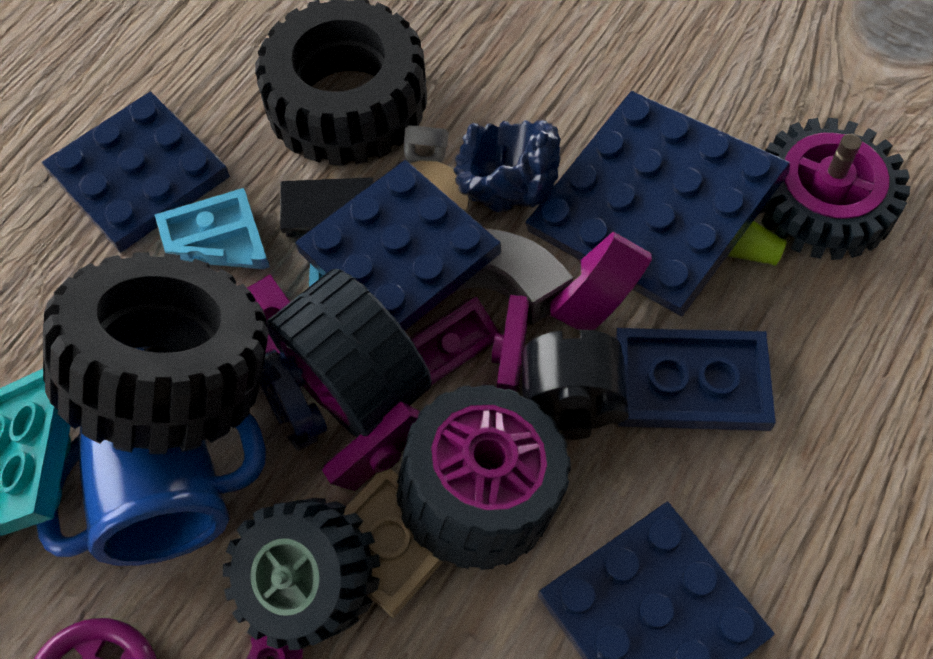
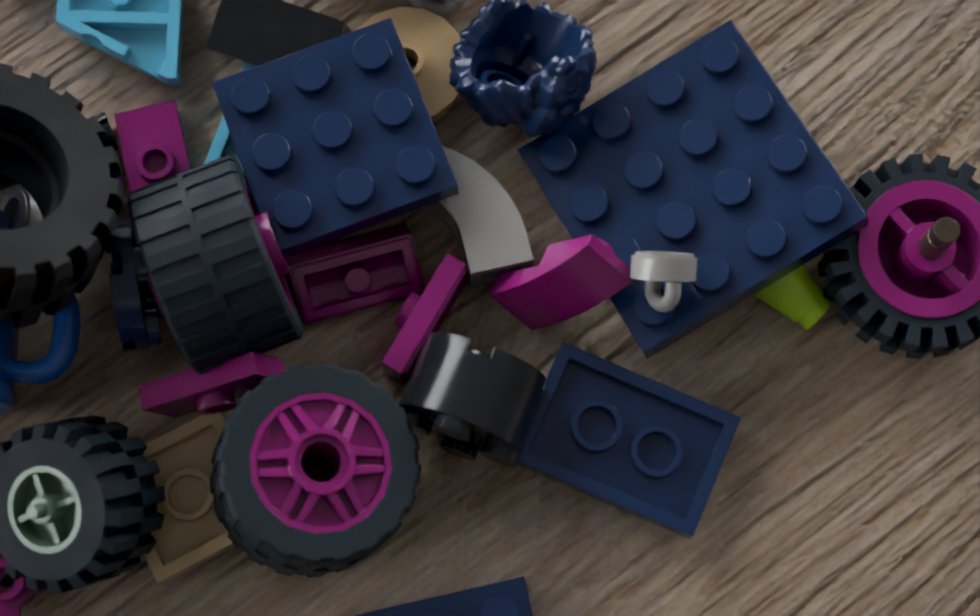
camera: 15 degrees right, 15 degrees up
(672, 238) = (663, 267): none -> light grey tile

